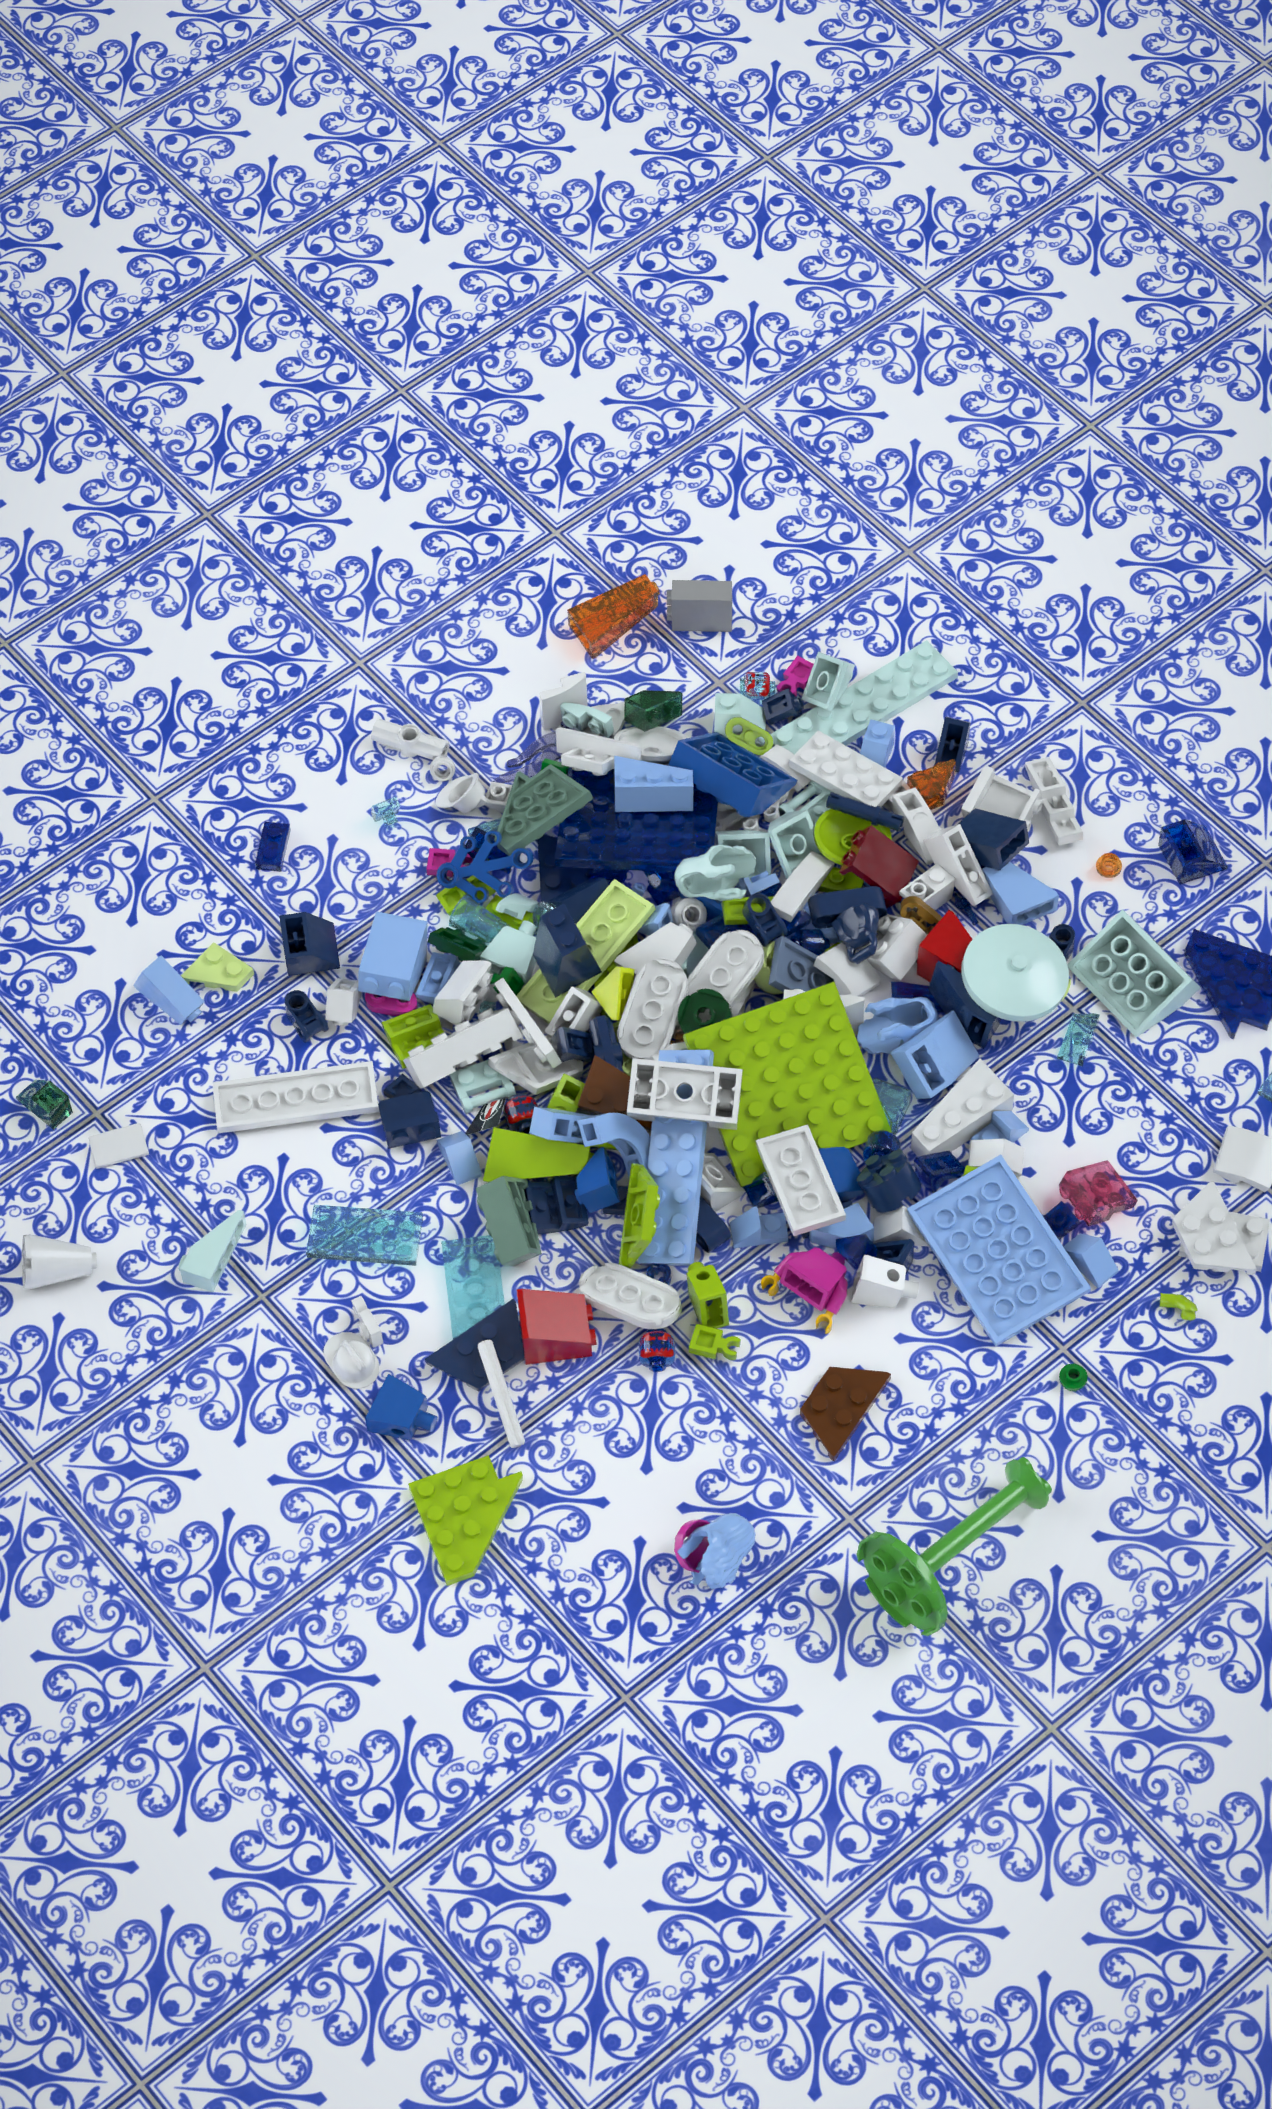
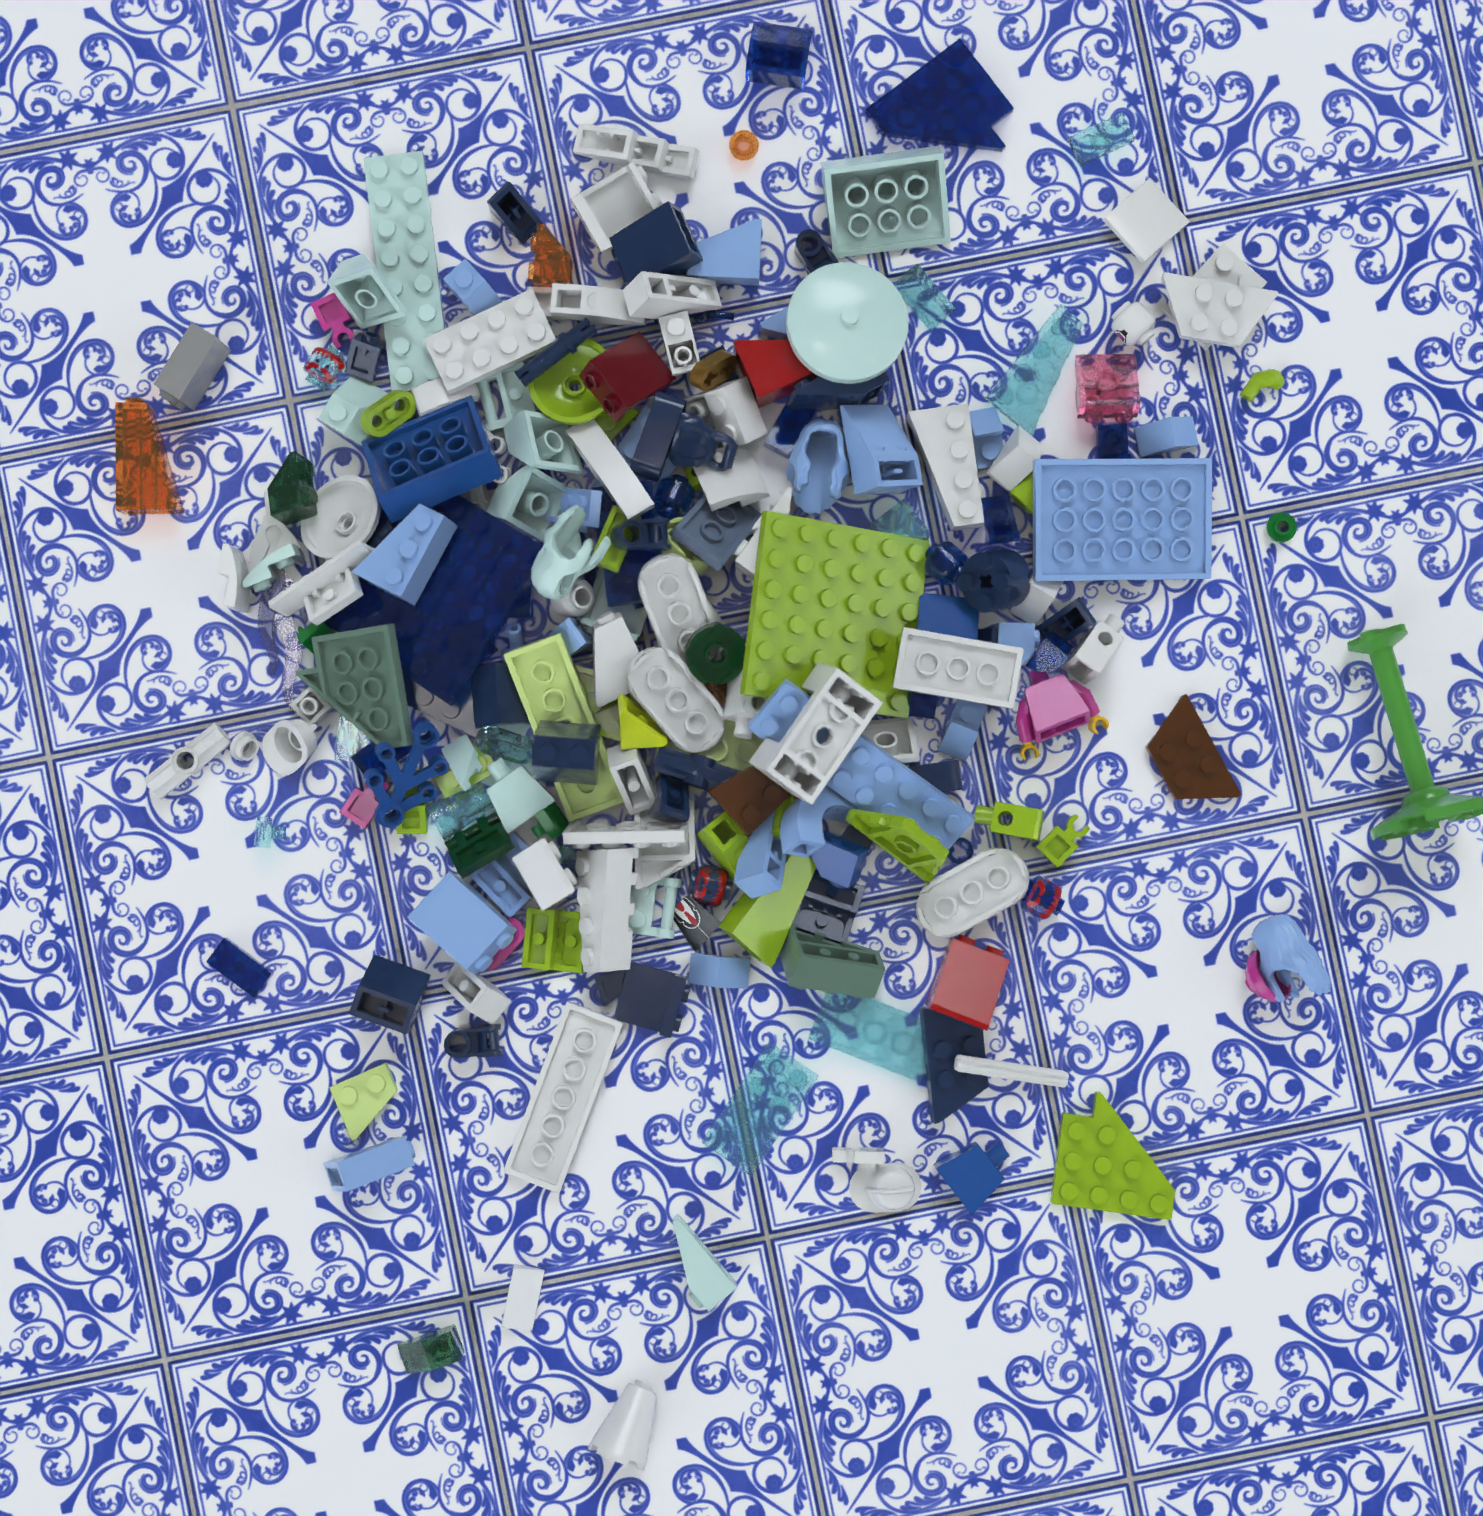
camera: 65 degrees left, 30 degrees up
(1073, 1139) = (1030, 379): none -> clear light blue wing
(1159, 1185) = (1133, 323): none -> white head

